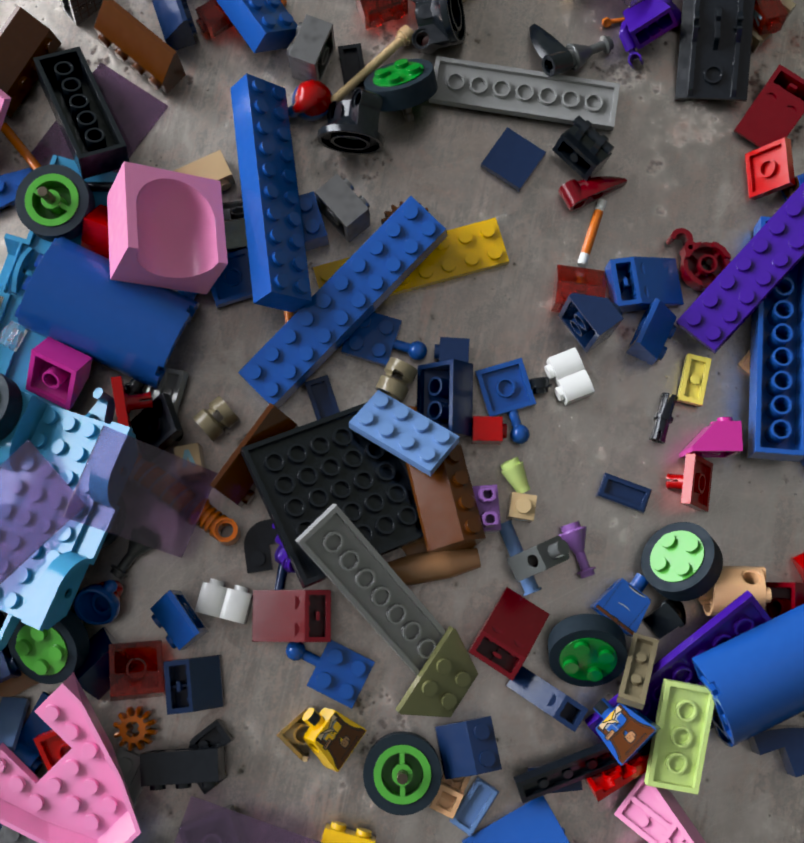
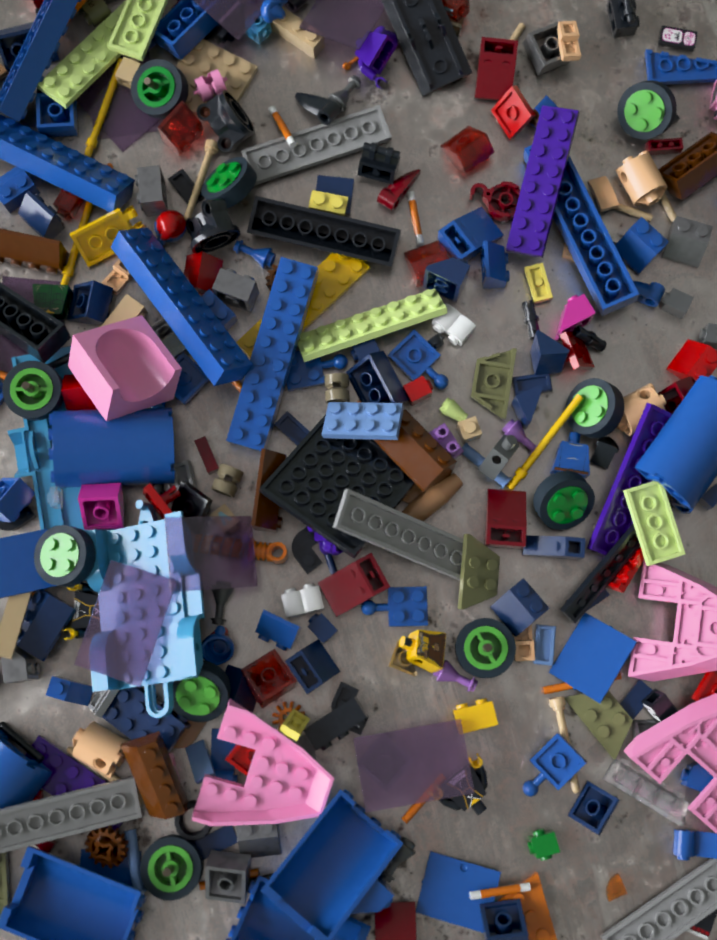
camera: 25 degrees left, 0 degrees up
(130, 744) = (294, 725): none -> light yellow plate
(136, 115) = (53, 299): none -> dark green torso
(172, 93) = (68, 270): none -> yellow bar
(176, 140) = (90, 303): none -> dark blue slope
(210, 377) = (207, 455): none -> dark red piece
(220, 69) = (96, 238): none -> yellow tile
(220, 129) = (118, 277): none -> light nougat slope
(229, 644) = (321, 627): none -> dark blue brick
(318, 166) = (202, 270): none -> red slope
(346, 780) = (449, 674): none -> medium lavender piece
(396, 187) = (263, 256): none -> blue piece
(475, 327) = (371, 324): none -> yellowish green plate
(479, 194) = (324, 231): none -> black slope
(496, 53) = (282, 126): none -> orange bar
(501, 164) = (328, 202): none -> light yellow plate
(556, 589) = (521, 472): none -> yellow bar
(581, 466) = (493, 381): none -> olive wing
(603, 513) = (525, 404): none -> dark blue slope
(623, 729) = (615, 537): torso -> none
(638, 671) = (604, 494): dark tan plate -> none
(660, 469) = (547, 354): none -> dark blue slope
(695, 184) = (468, 148): none -> clear red slope
(719, 475) = (589, 338): none -> black pin

